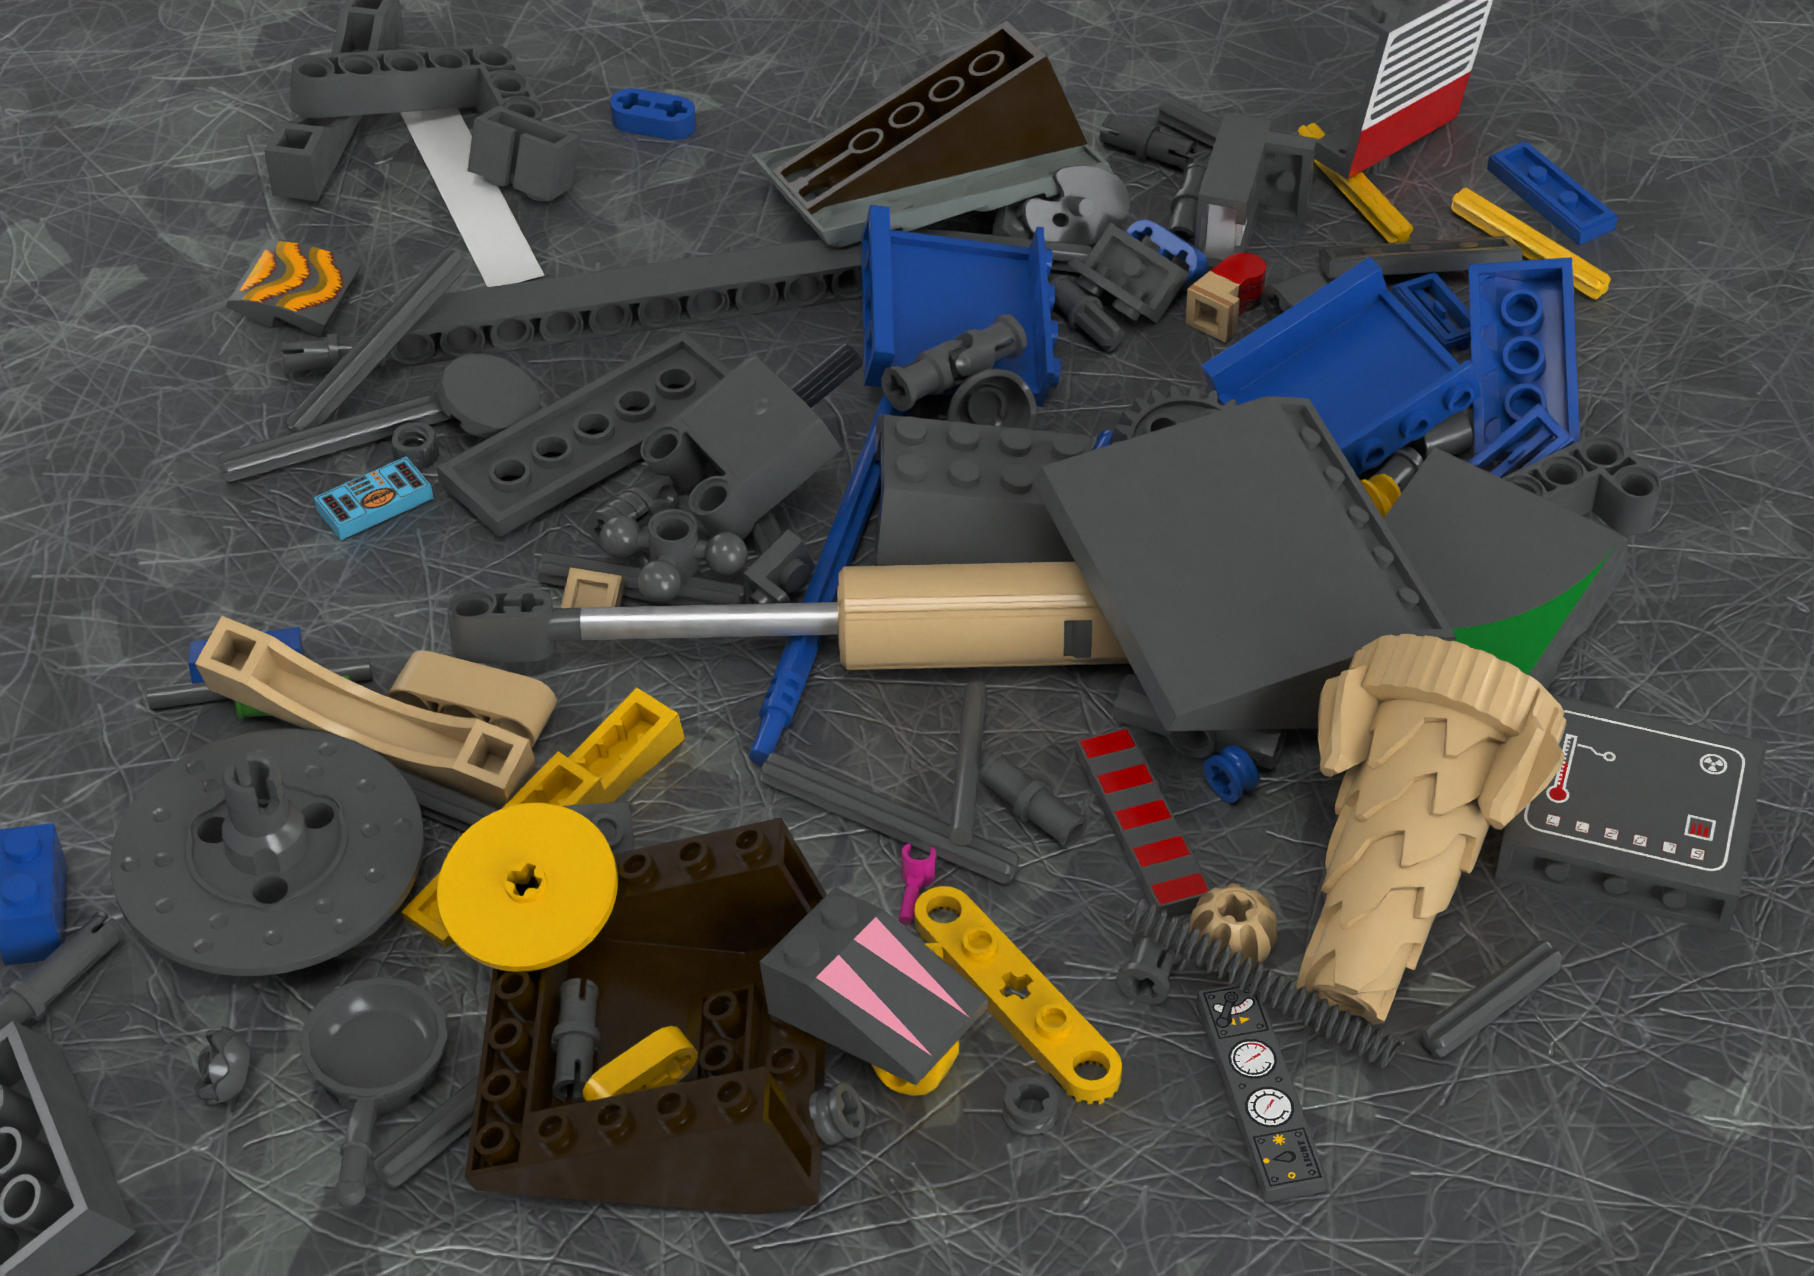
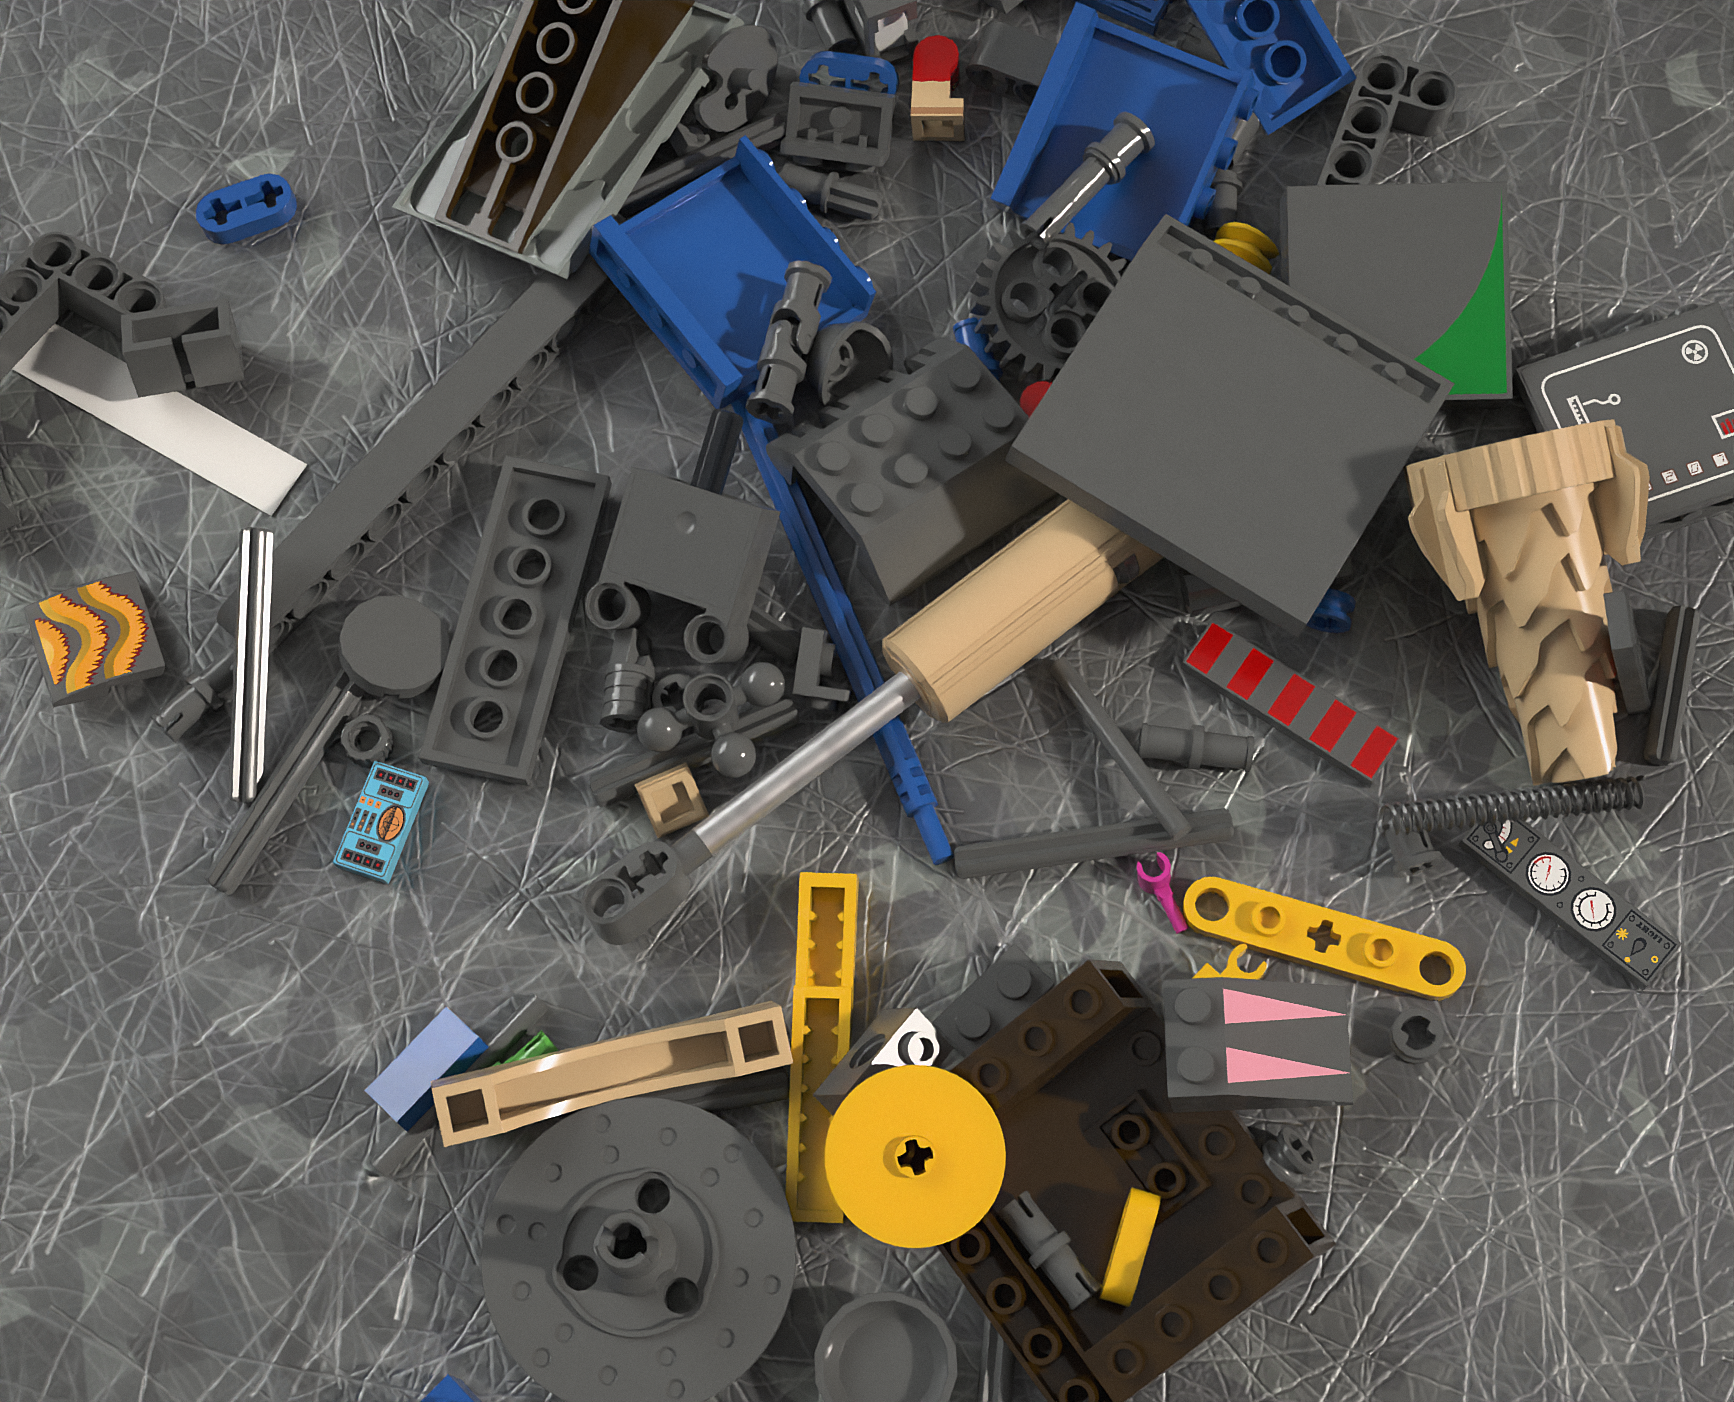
camera: 30 degrees left, 25 degrees up
(475, 691) = (663, 977): tan beam -> none
(1238, 920) = (1453, 746): tan piece -> none
(1304, 380) = (1102, 165): none -> dark grey pin
(1441, 897) = (1627, 652): none -> dark grey tile
(1514, 433) = (1291, 115): blue tile -> none

